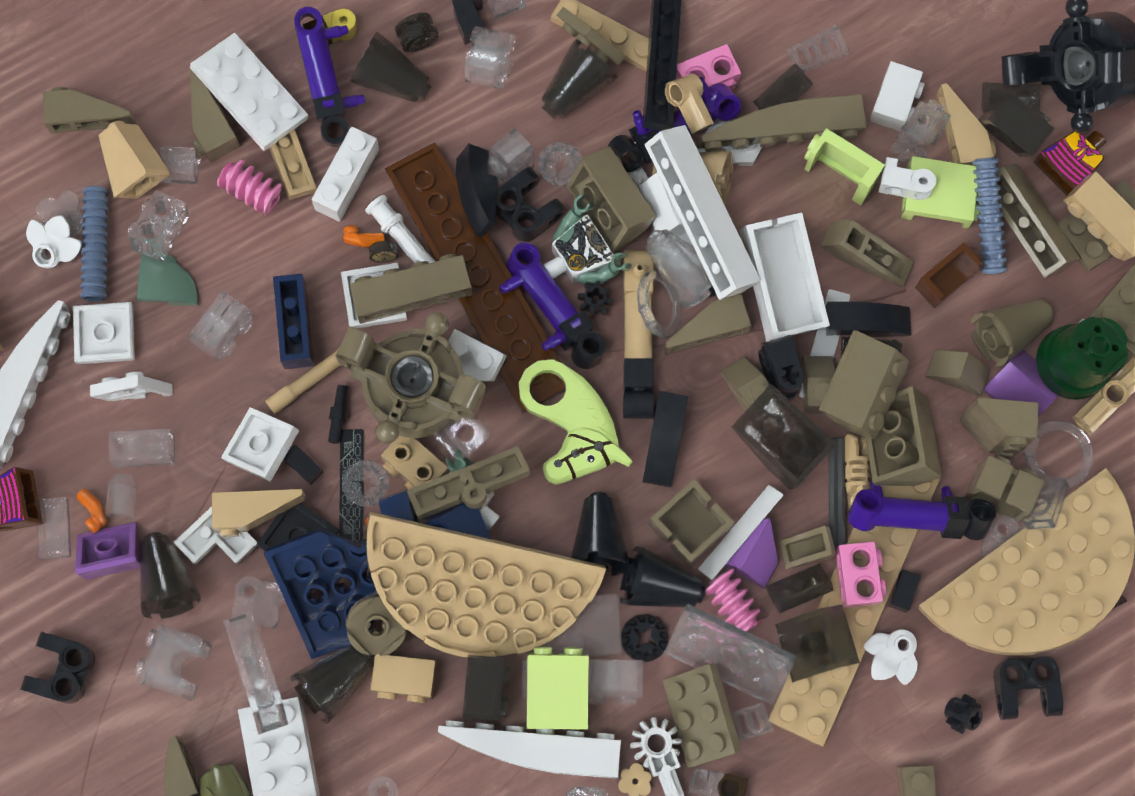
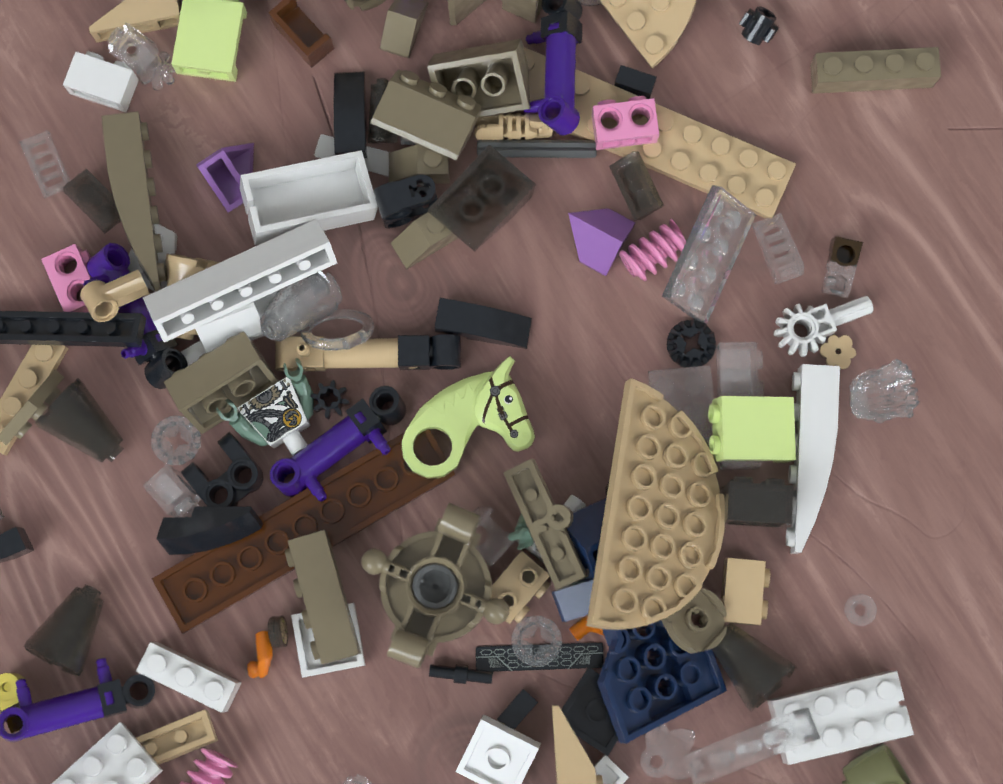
camera: 85 degrees left, 5 degrees up
(290, 392) = (438, 728): tan piece -> none
(293, 321) = (359, 727): dark blue brick -> none
(393, 224) = (247, 621): white pin -> none
(416, 33) = (21, 603): clear smoke wheel -> none
(476, 357) = (399, 522): white wing -> none
(488, 58) = (54, 519): clear brick -> none
(600, 535) = (589, 389): black cone -> none
(659, 583) = (637, 329): black cone -> none
(690, 523) = (574, 294): dark tan piece -> none
(702, 715) = (772, 282): dark tan plate -> none
(715, 323) = (356, 274): dark tan slope -> none
(740, 532) = (580, 244): white sticker -> none
(808, 548) = (594, 176): dark tan slope -> none
(813, 204) = (224, 171): none -> medium lavender slope
(819, 641) = (695, 163): clear smoke slope -> none
(846, 160) = (177, 129): yellowish green panel -> none
(866, 251) = (275, 115): dark tan slope -> none
(889, 659) = (703, 98): white plate -> none
(906, 182) = (202, 69): white leg -> none

